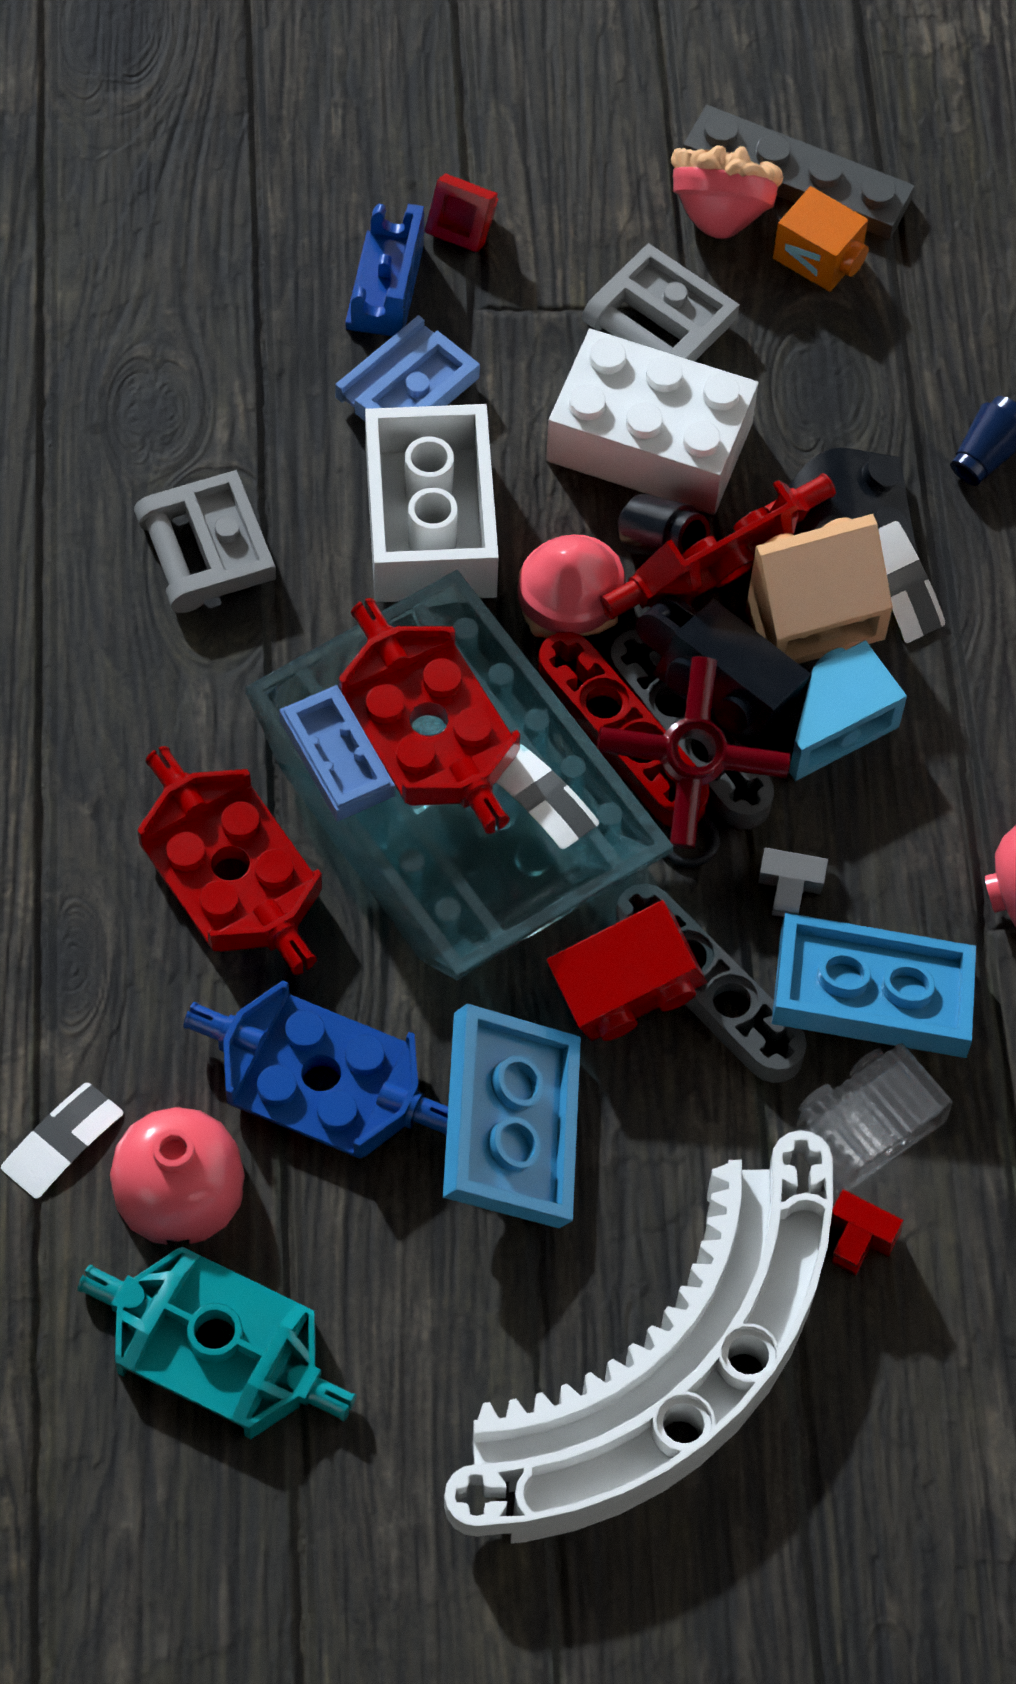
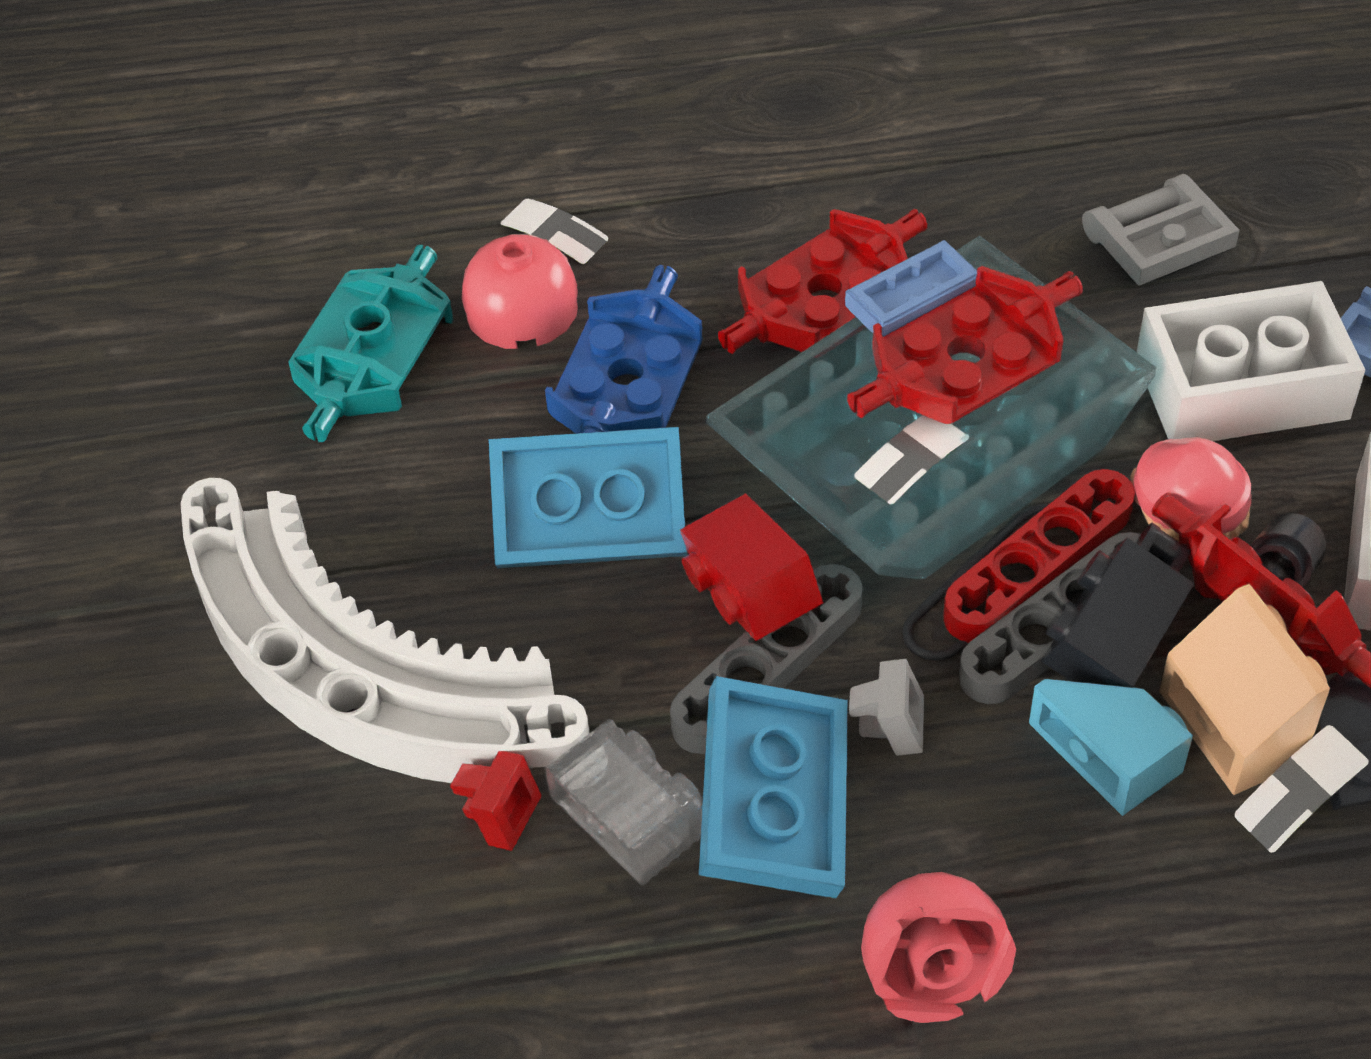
camera: 90 degrees right, 10 degrees down
(695, 726) = (1010, 600): dark red bar -> none

